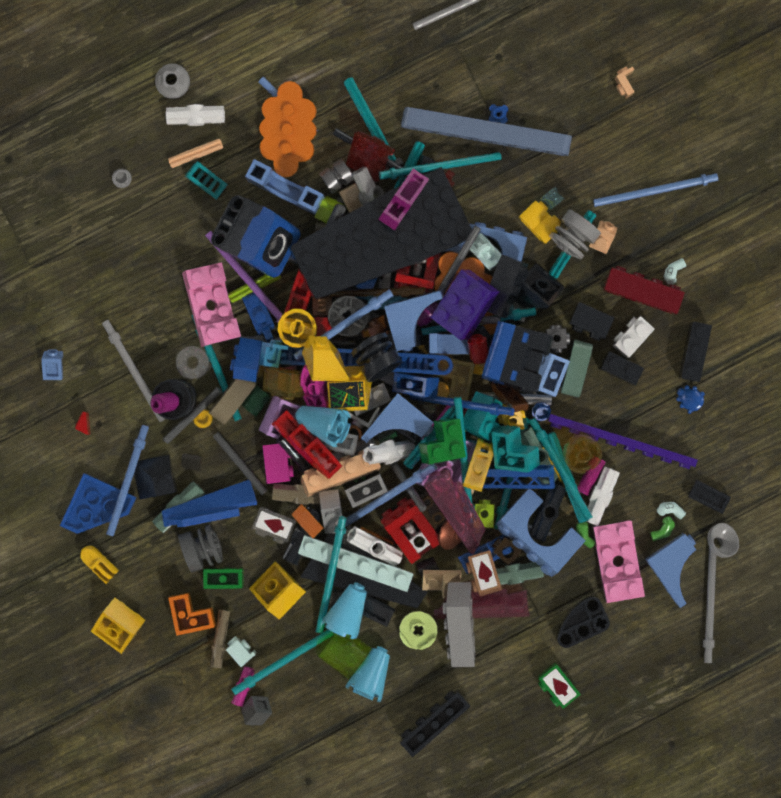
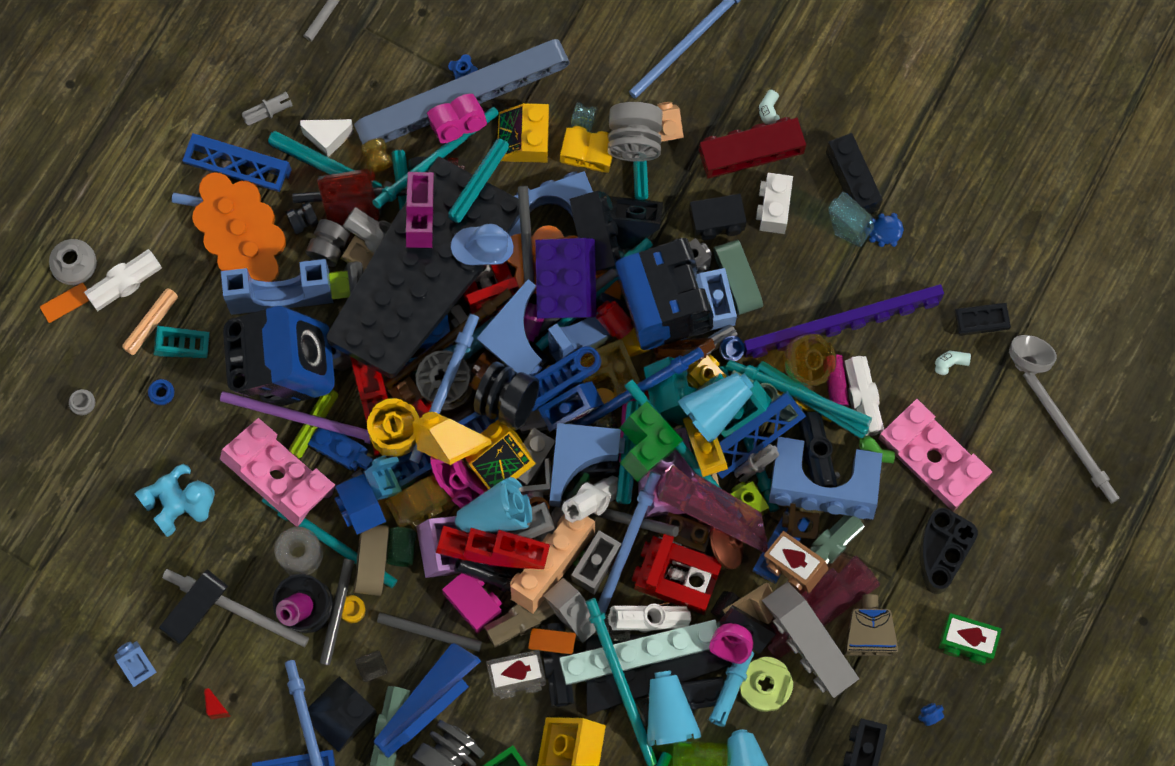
camera: 30 degrees left, 15 degrees down
(108, 355) = (193, 607): none -> black beam
(150, 288) = (194, 499): none -> medium azure animal
(151, 105) = (65, 303): none -> orange sticker
(169, 200) = (158, 385): none -> blue plate
(315, 76) = (238, 157): none -> blue fence
(327, 150) = (296, 219): none -> black wheel
(356, 59) = (266, 109): none -> light grey axle
(383, 102) = (327, 134): none -> white slope
(399, 617) = (735, 676): none -> medium azure pin
(405, 137) = (376, 155): none -> clear yellow wheel
(412, 597) = (732, 643): none -> dark pink helmet
(427, 248) = (482, 245): none -> medium blue piece
(427, 591) = (760, 632): none -> black plate
(454, 202) = (478, 180): none -> teal axle
(470, 148) = (456, 118): none -> dark pink brick
(485, 252) = (550, 212): light aqua hips -> none
(499, 450) = (717, 404): none -> medium azure cone
(503, 641) = (871, 630): none -> dark tan torso
(503, 714) = (931, 714): none -> blue plate
(504, 495) = (756, 463): none -> light grey axle
(506, 184) = (526, 132): none -> yellow slope
(621, 368) = (787, 244): black brick -> none
(665, 531) = (962, 388): bright green arm -> none
(668, 563) = (993, 423): medium blue arch -> none
(671, 380) = (850, 220): none -> clear light blue slope

